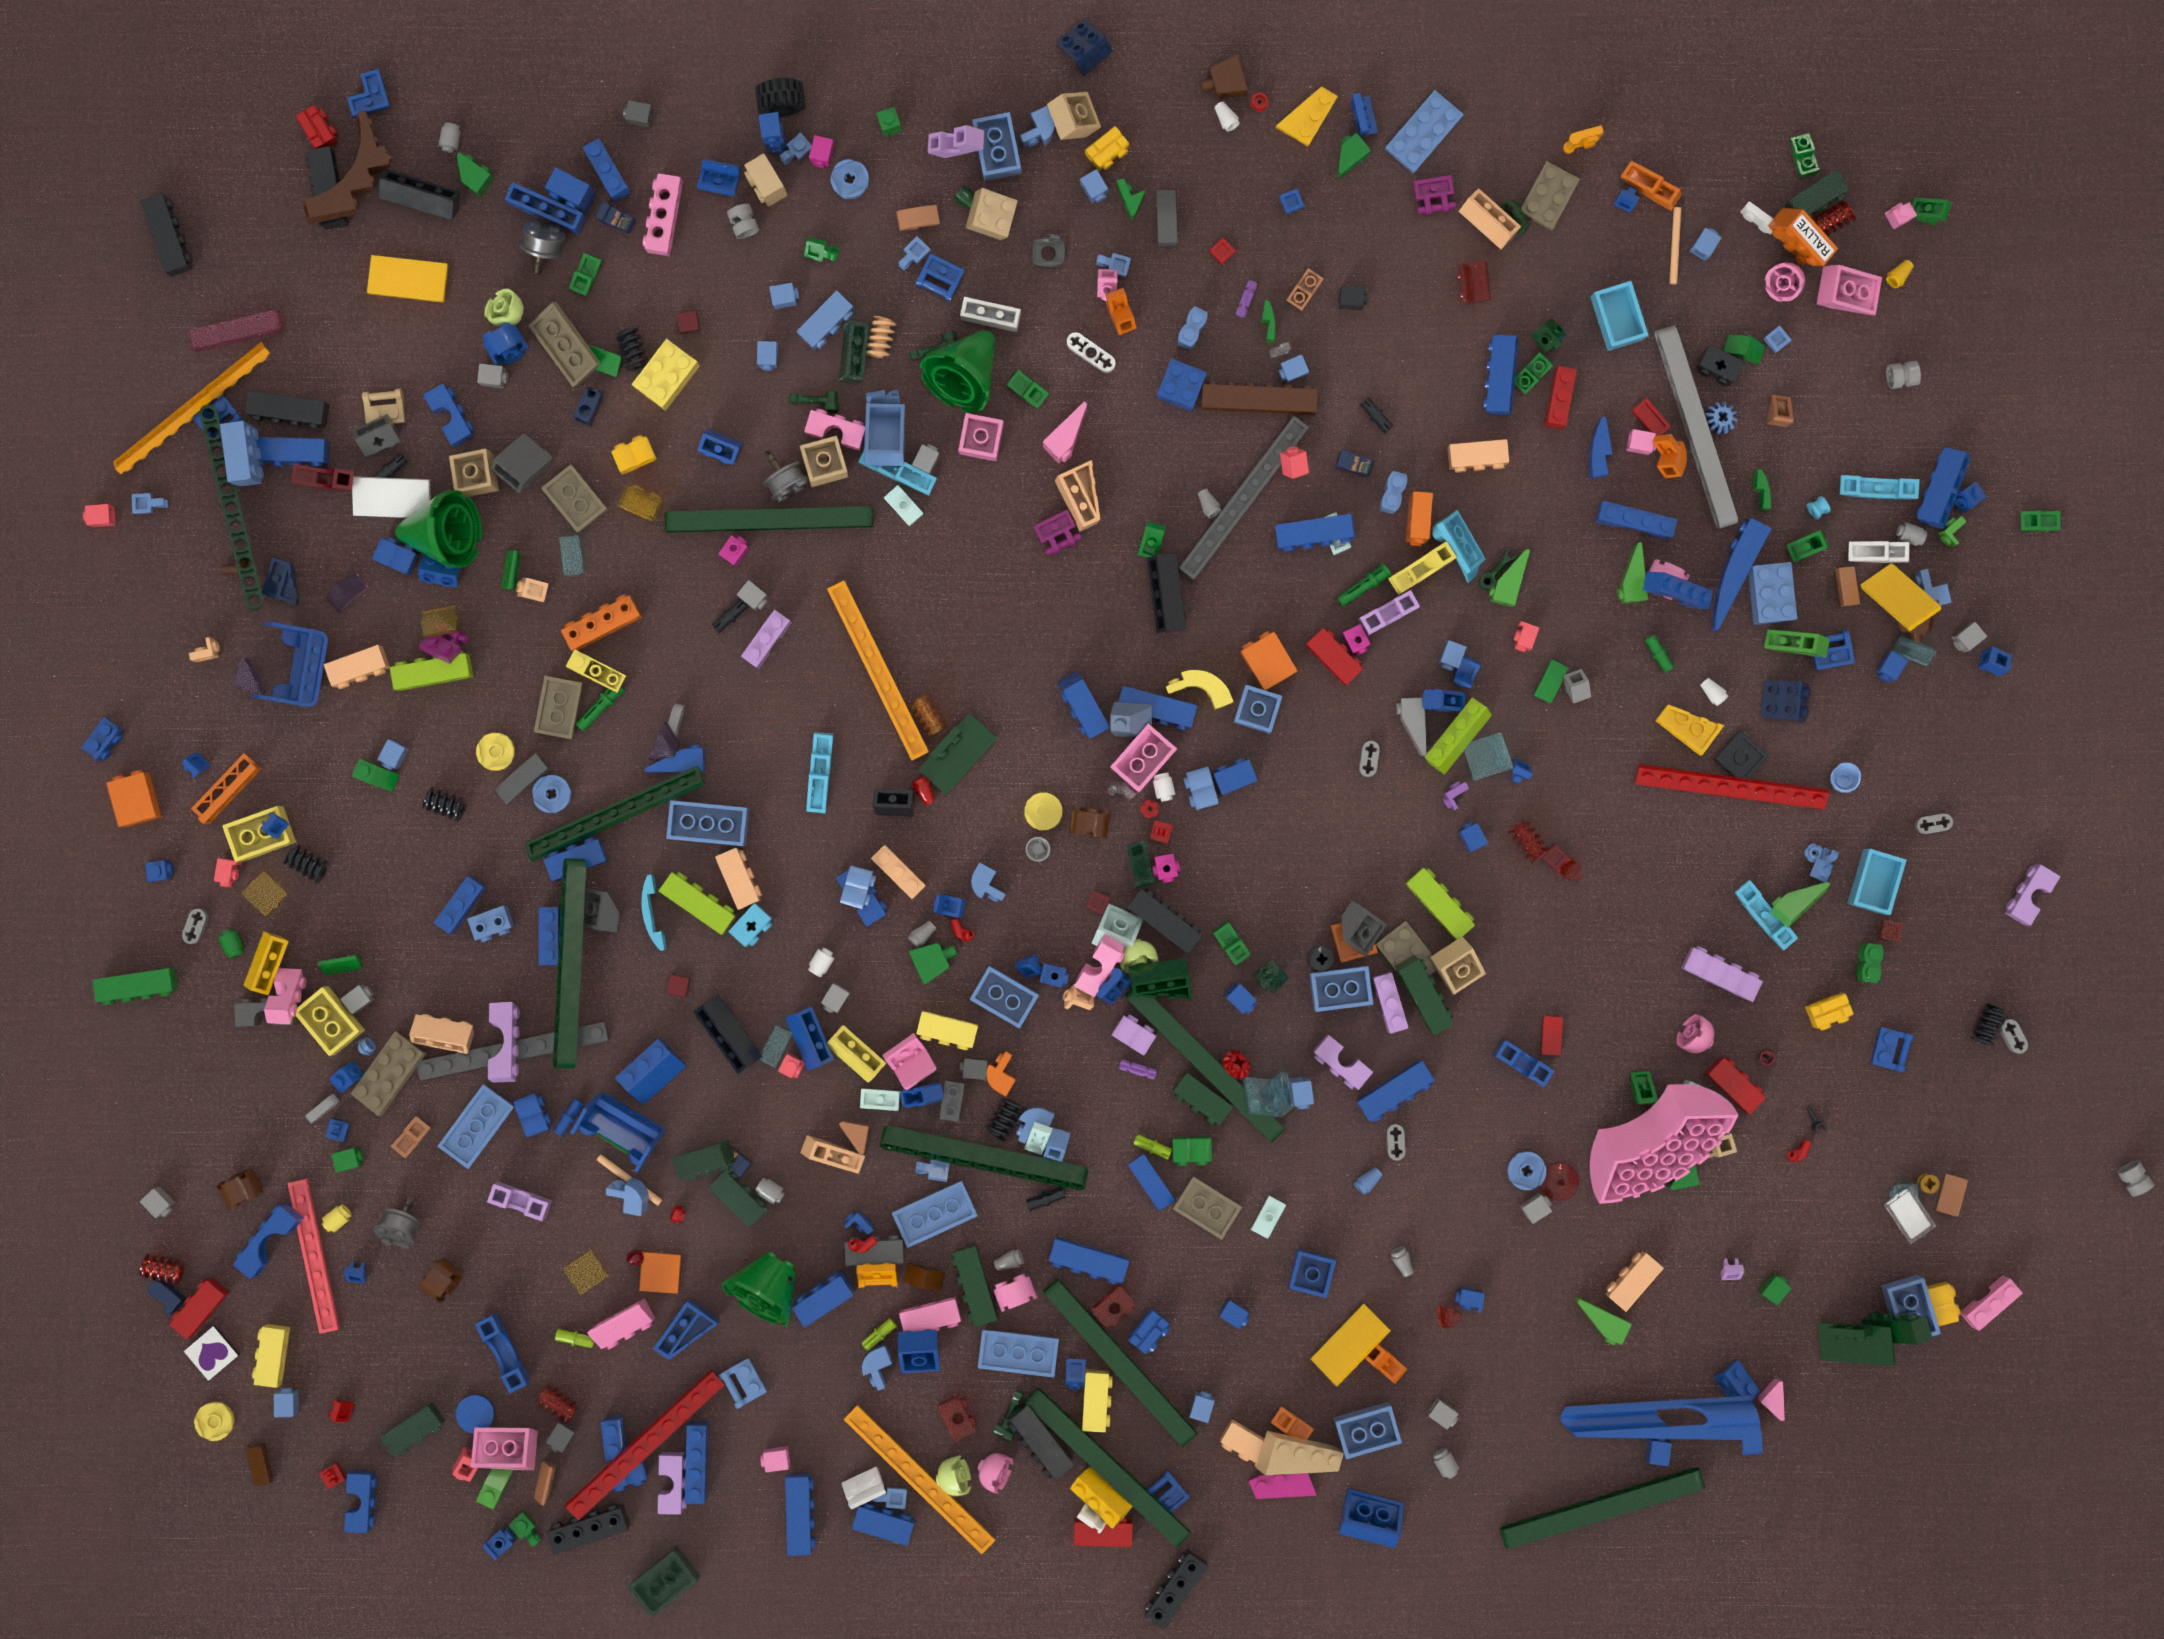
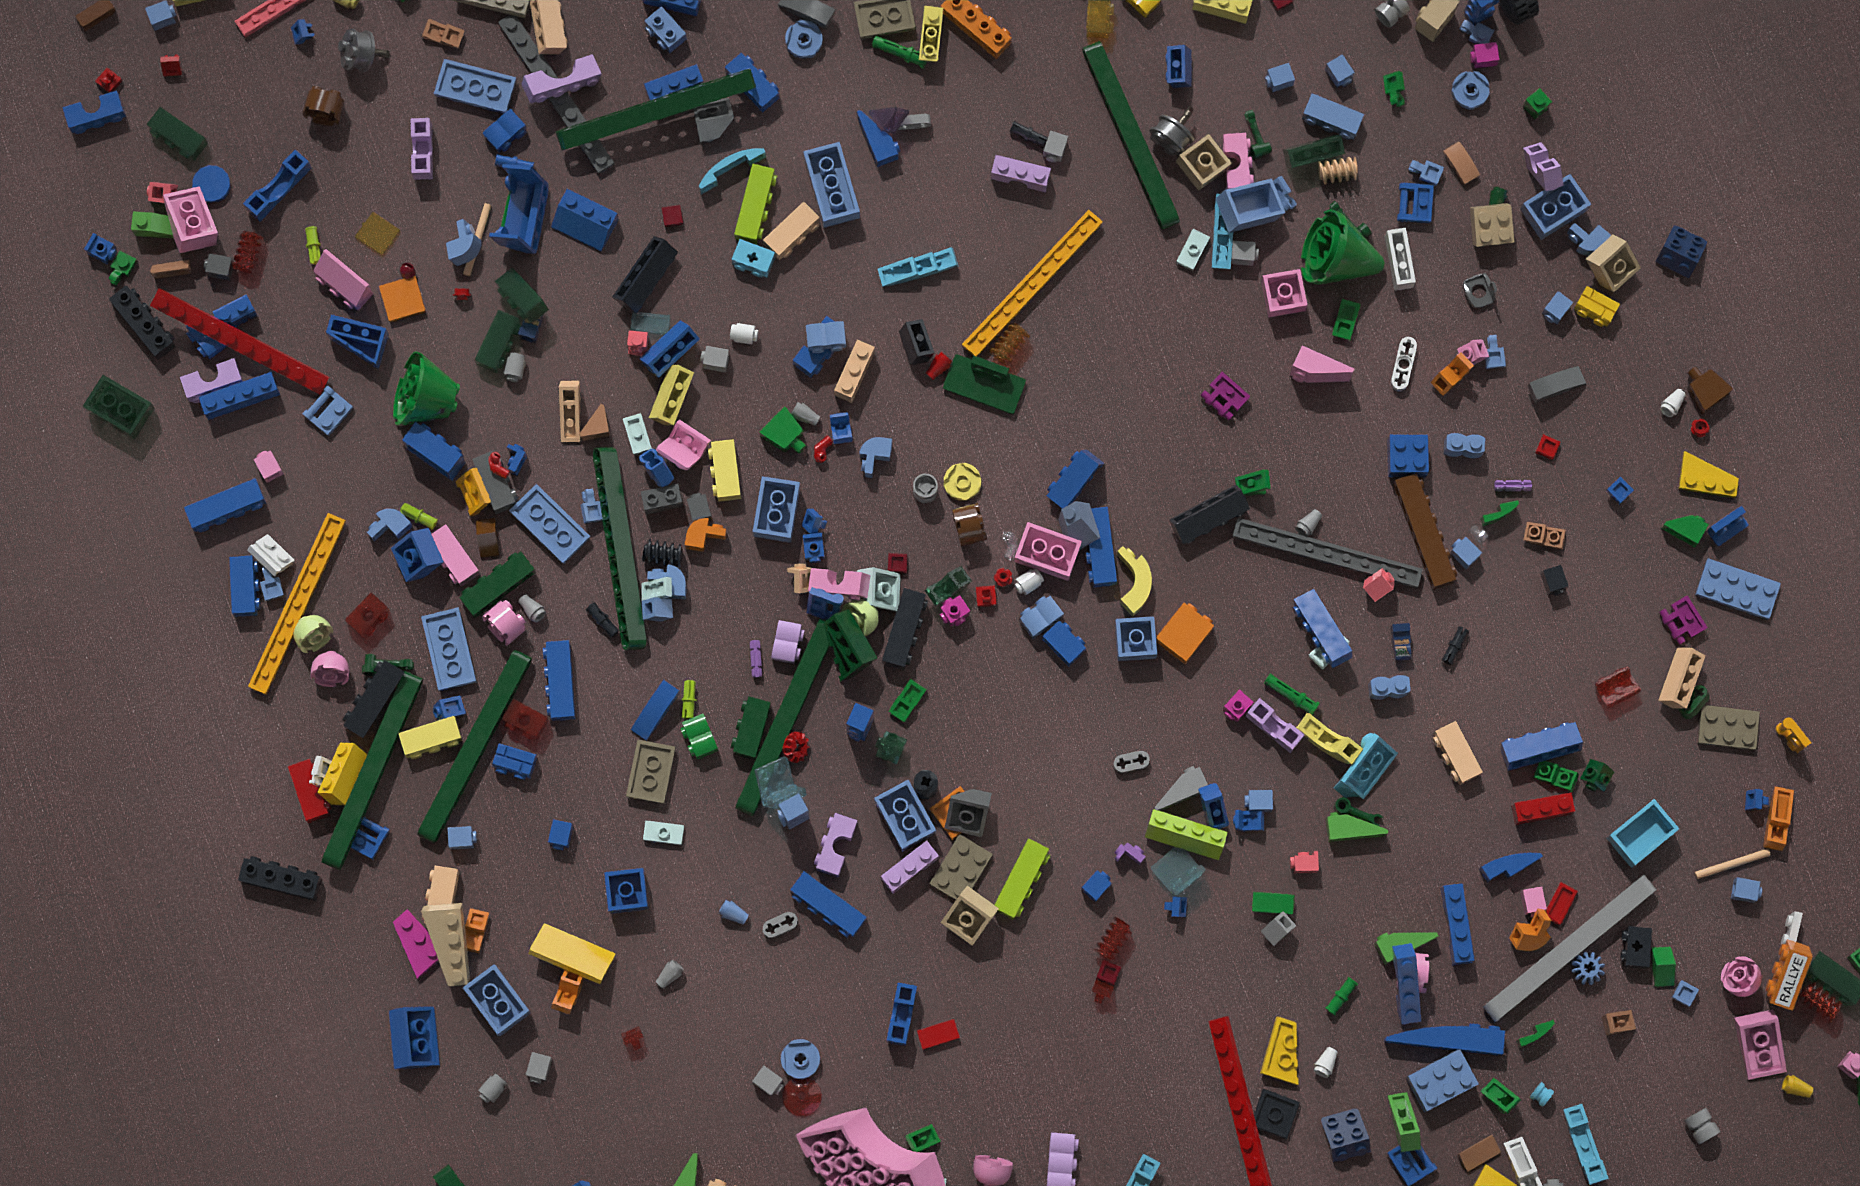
camera: 75 degrees right, 10 degrees down
(614, 813) = (808, 99): dark green plate -> none
(734, 550) = (1090, 115): dark pink brick -> none
(1079, 494) = (1268, 401): light nougat wedge -> none
(1133, 202) = (1557, 348): green slope -> none
(1334, 656) = (1214, 692): red brick -> none
(1419, 518) = (1374, 718): orange brick -> none
(1424, 995) = (929, 895): dark green brick -> none
(1469, 1298) = (657, 1051): blue brick -> none

